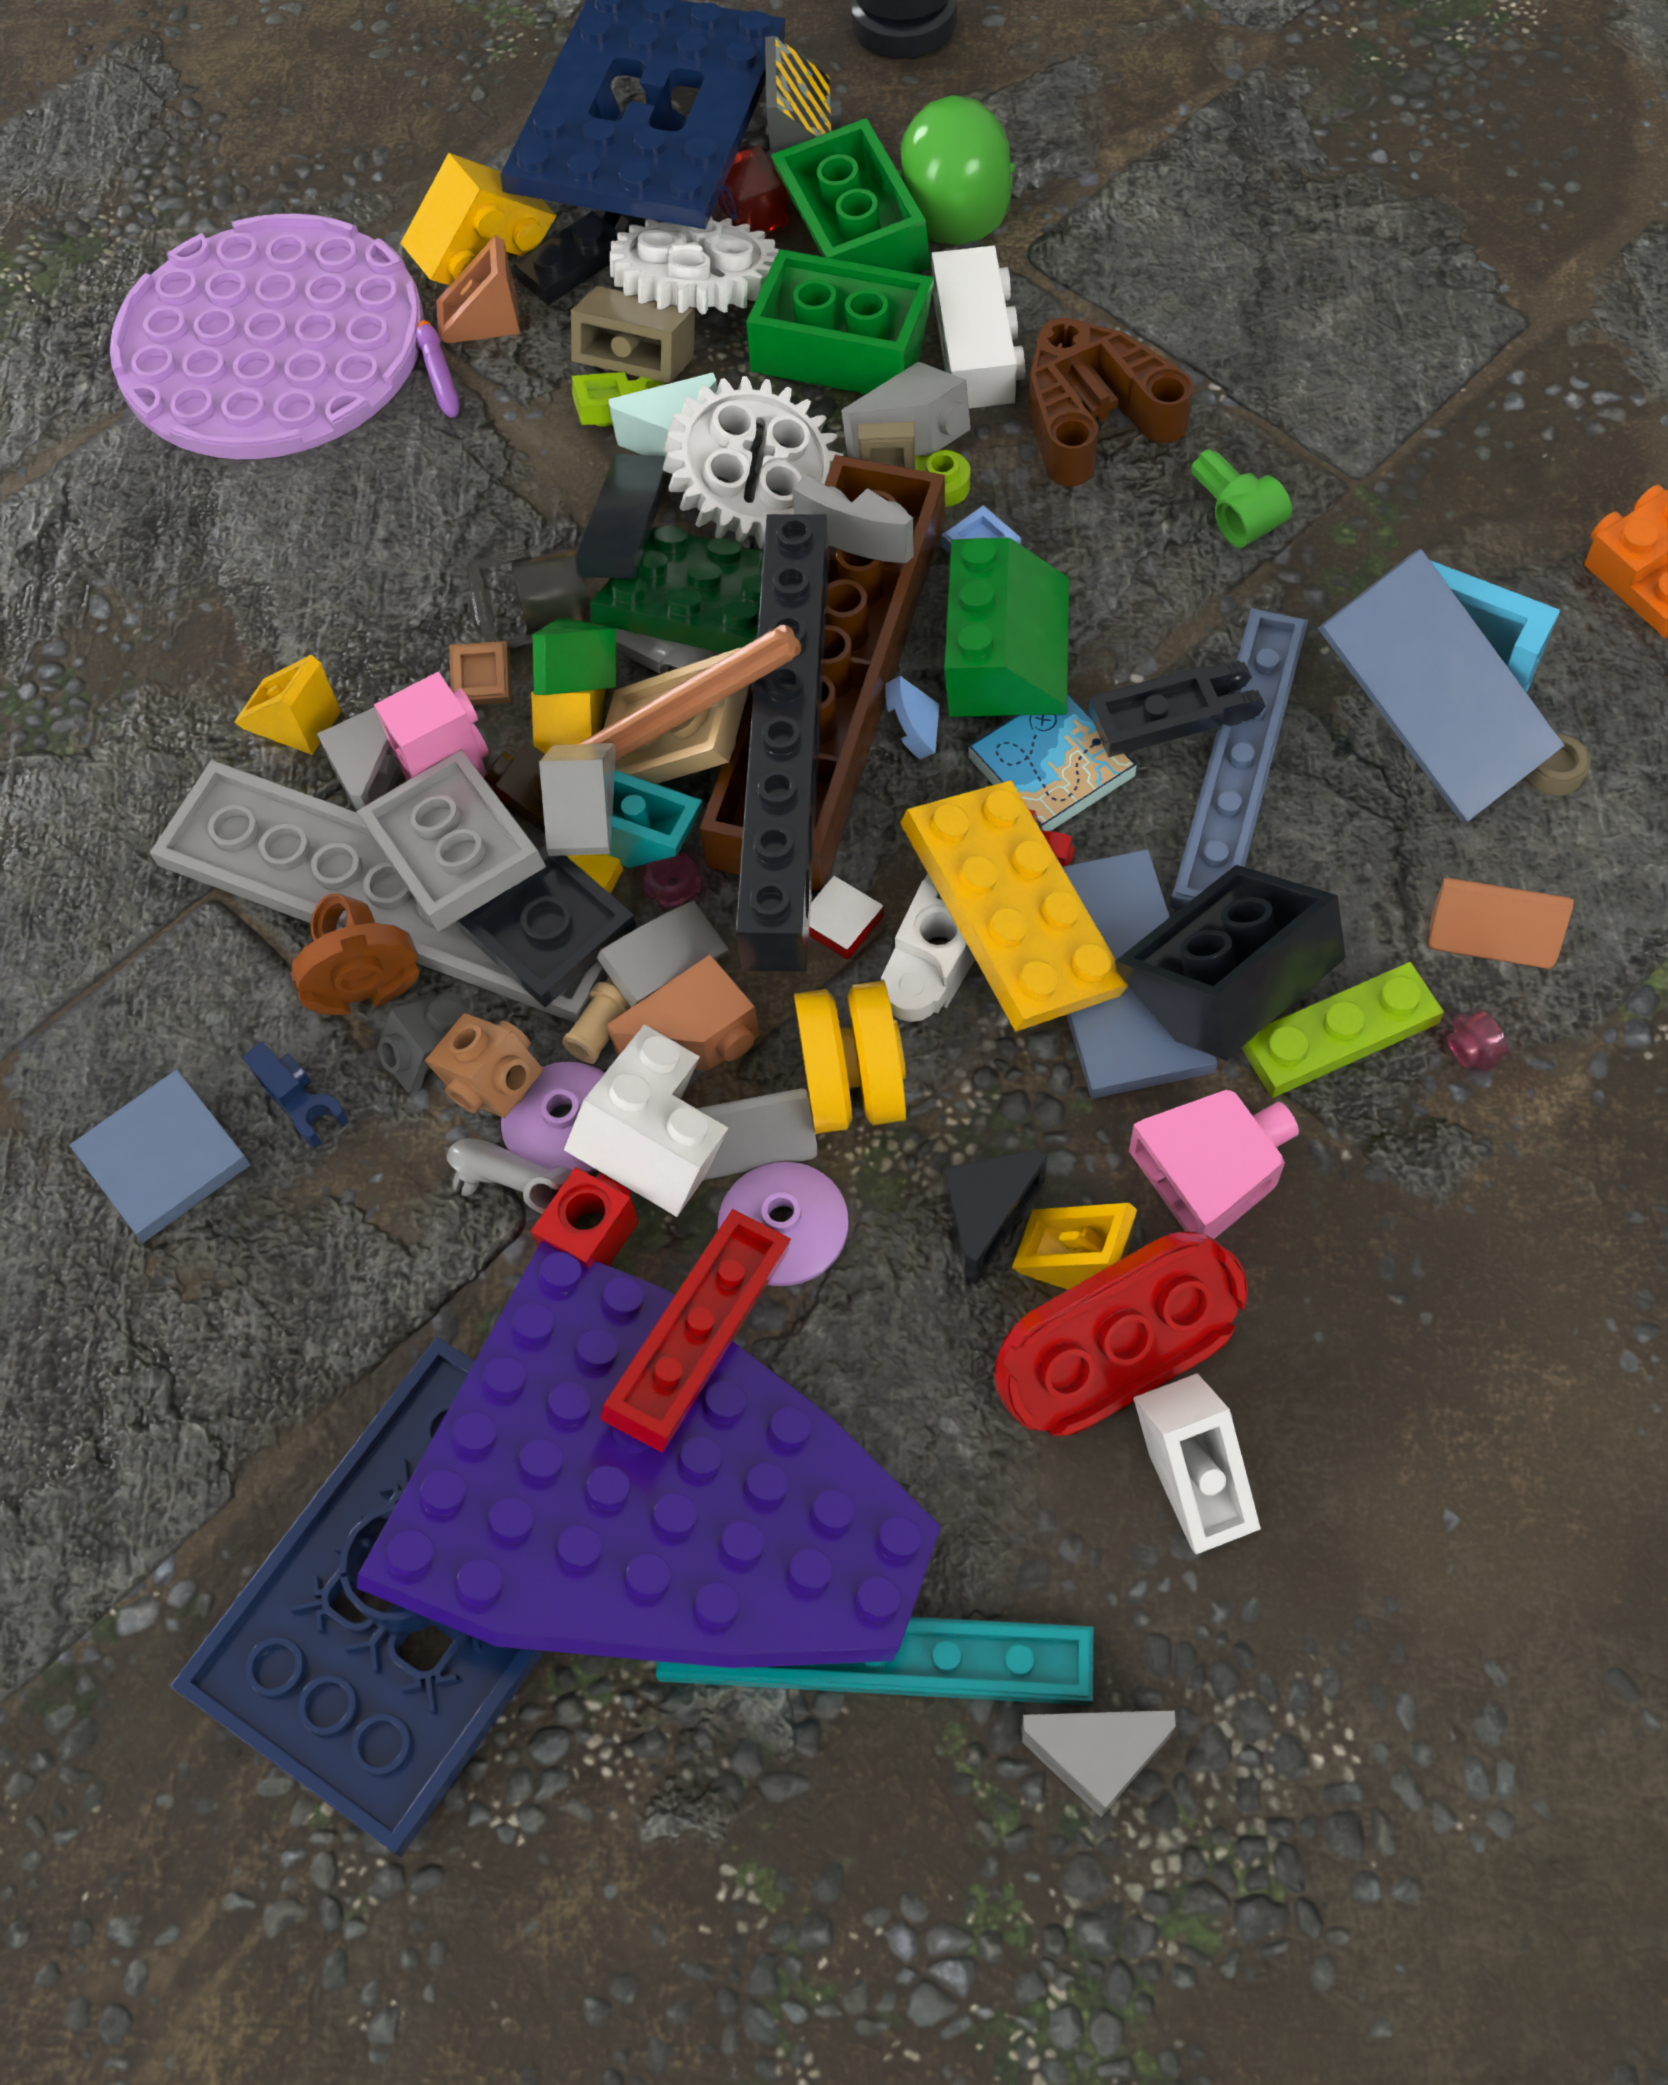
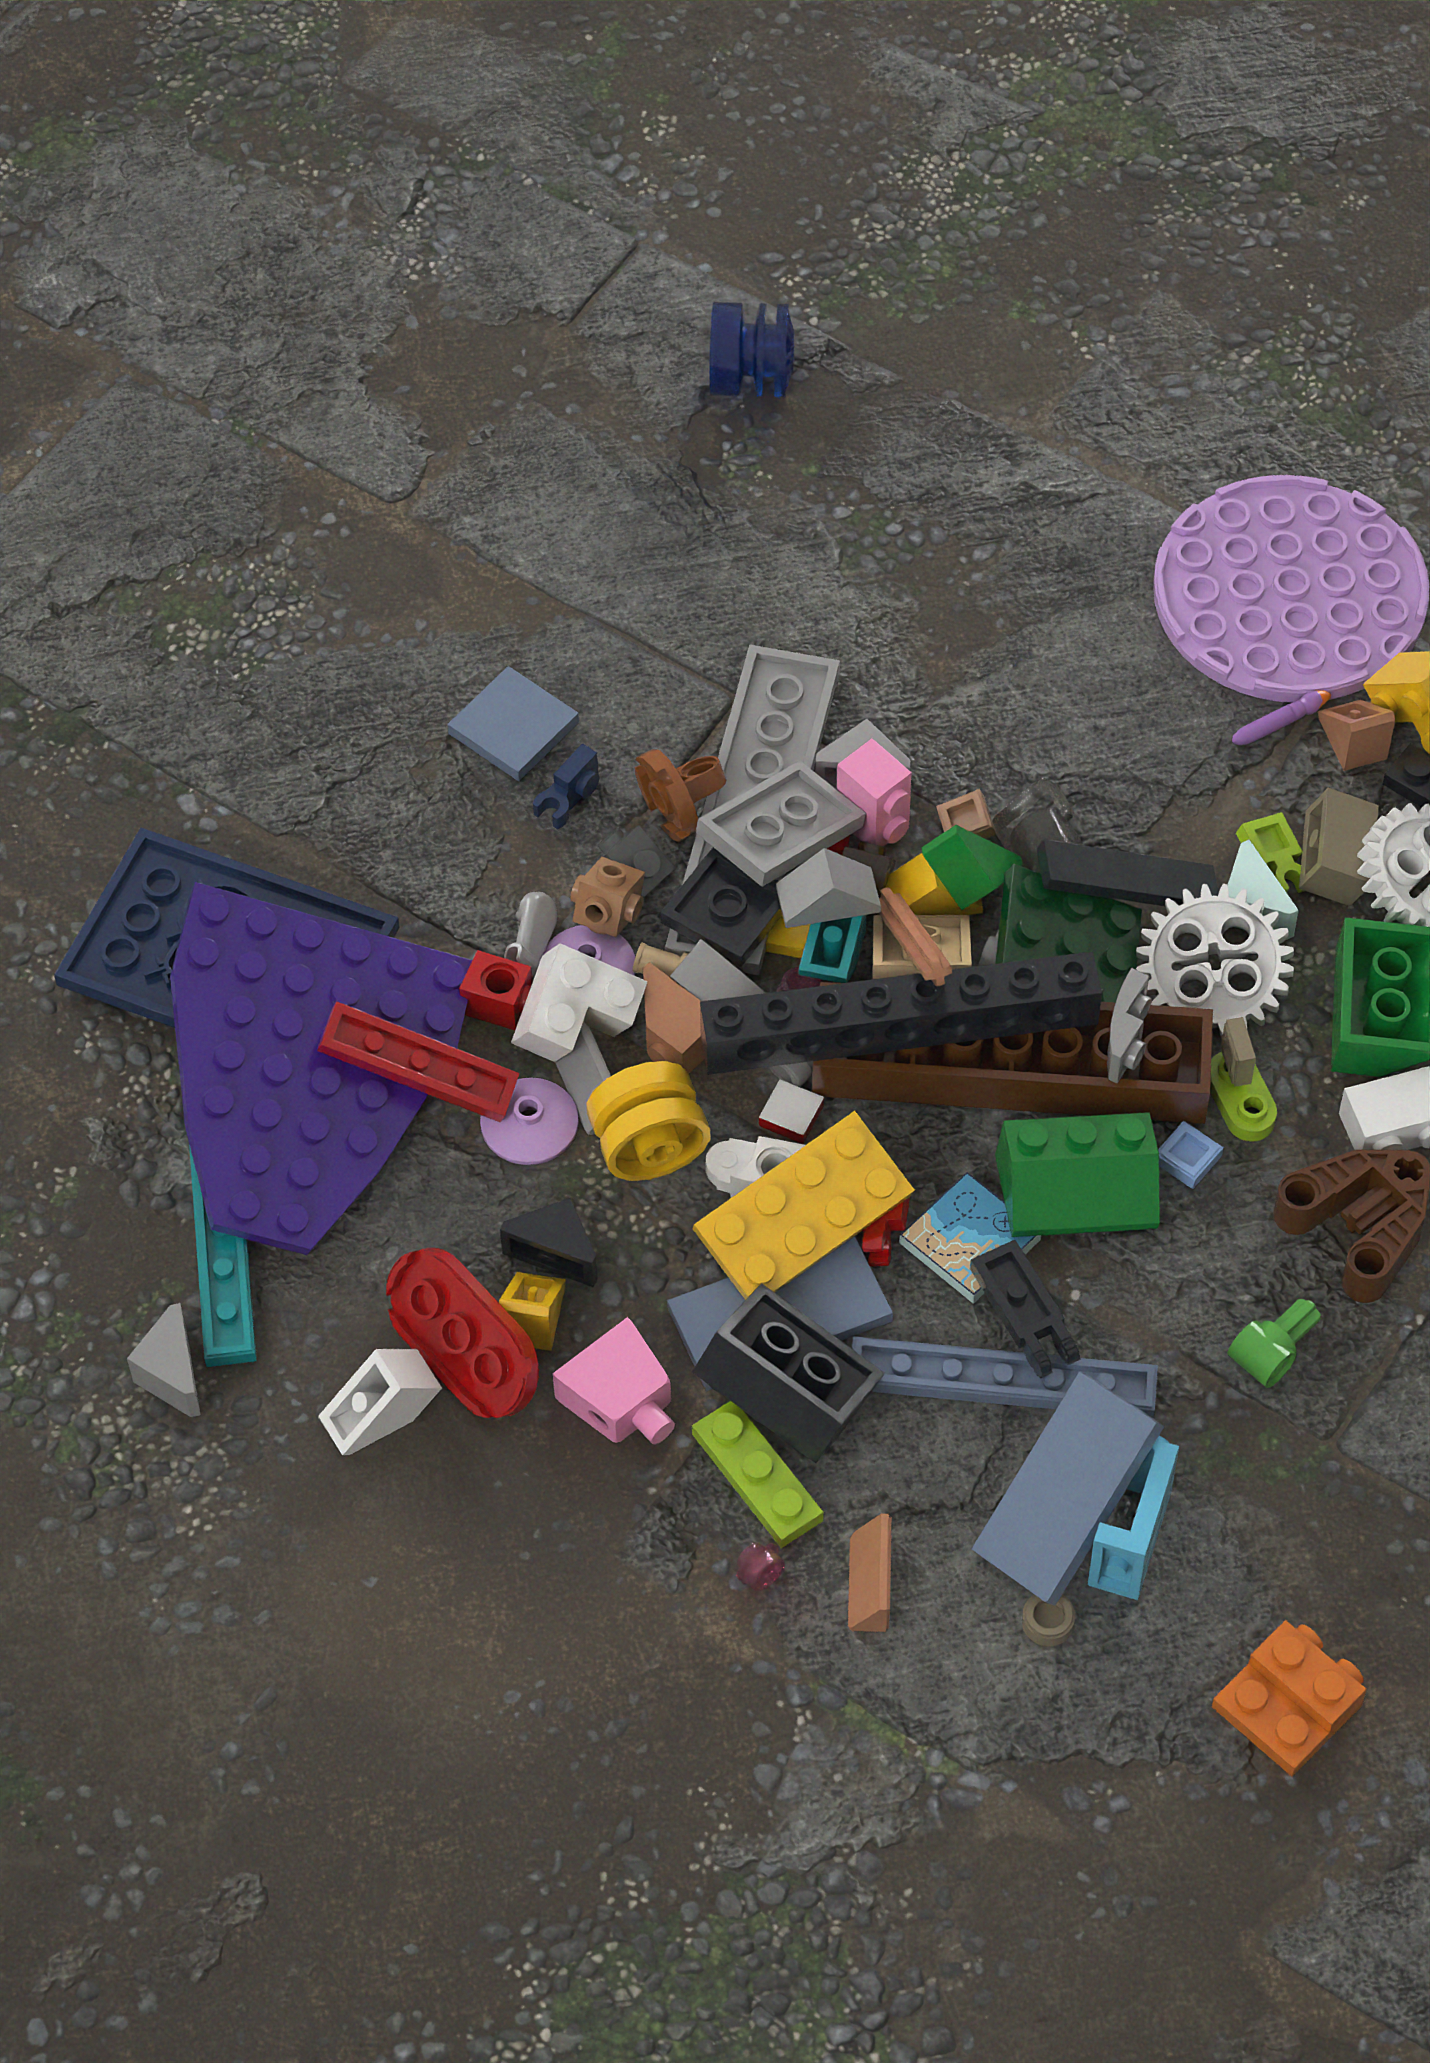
camera: 75 degrees right, 5 degrees down
(292, 706) = (902, 703): yellow slope -> none
(916, 714) = (984, 1126): light blue tile -> none
(918, 395) = (1295, 1067): light grey slope -> none

